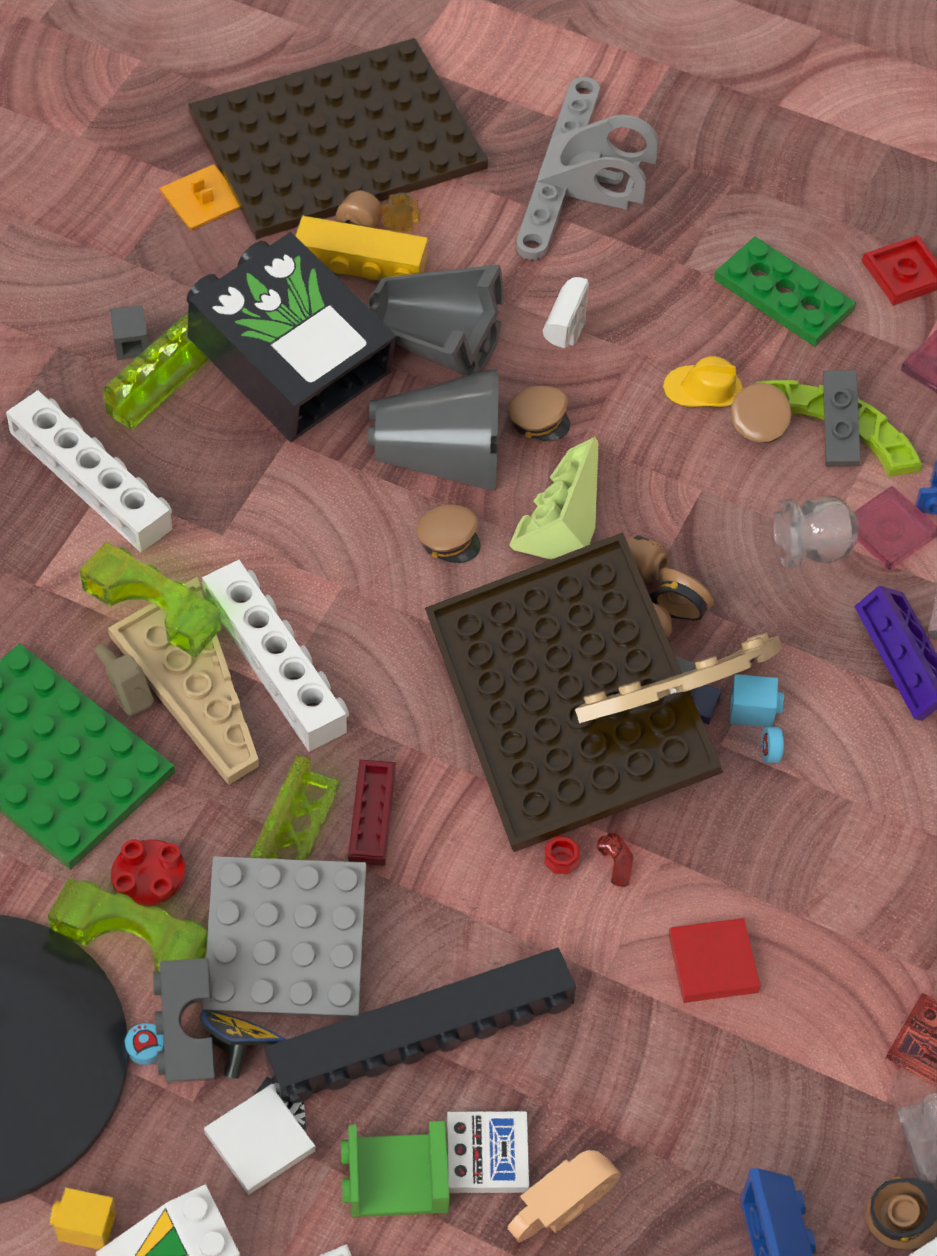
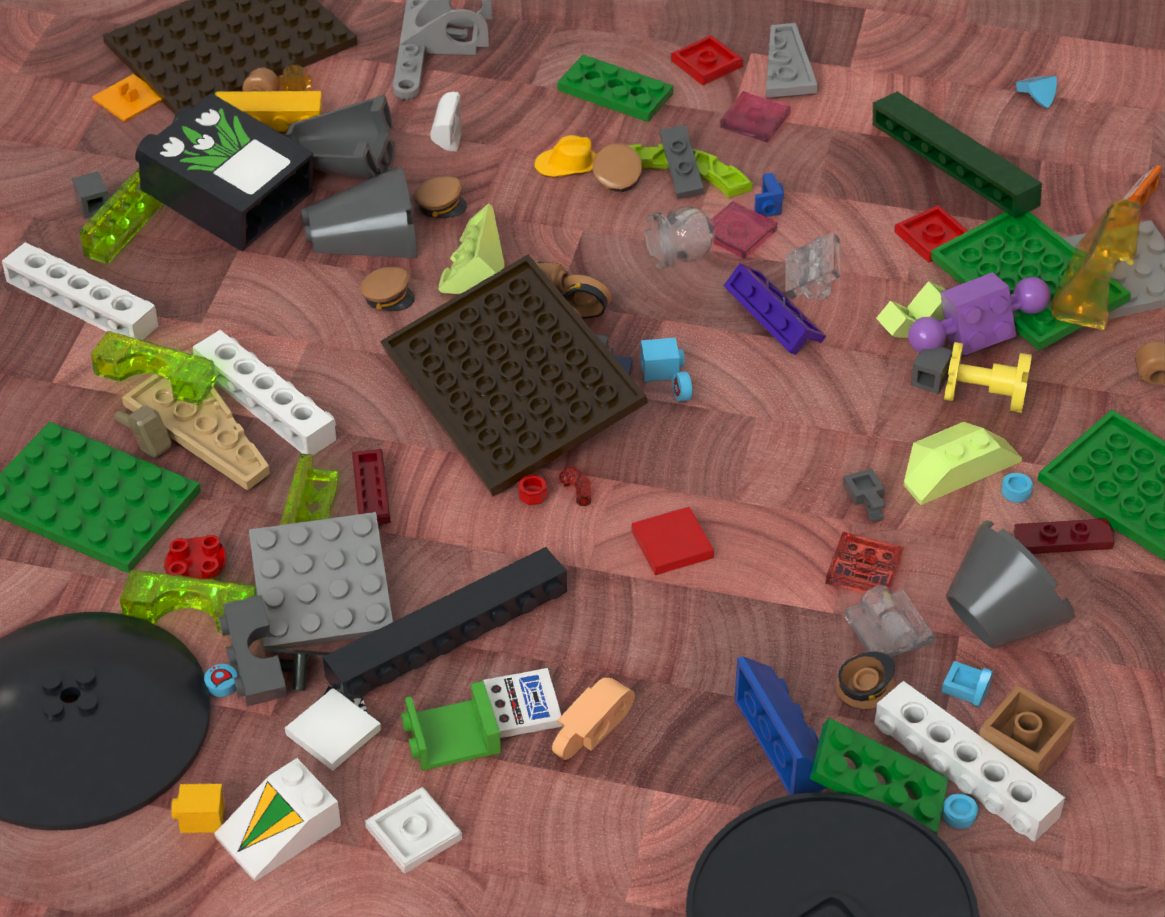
camera: 10 degrees left, 10 degrees down
(707, 671) = (620, 329): tan plate -> none

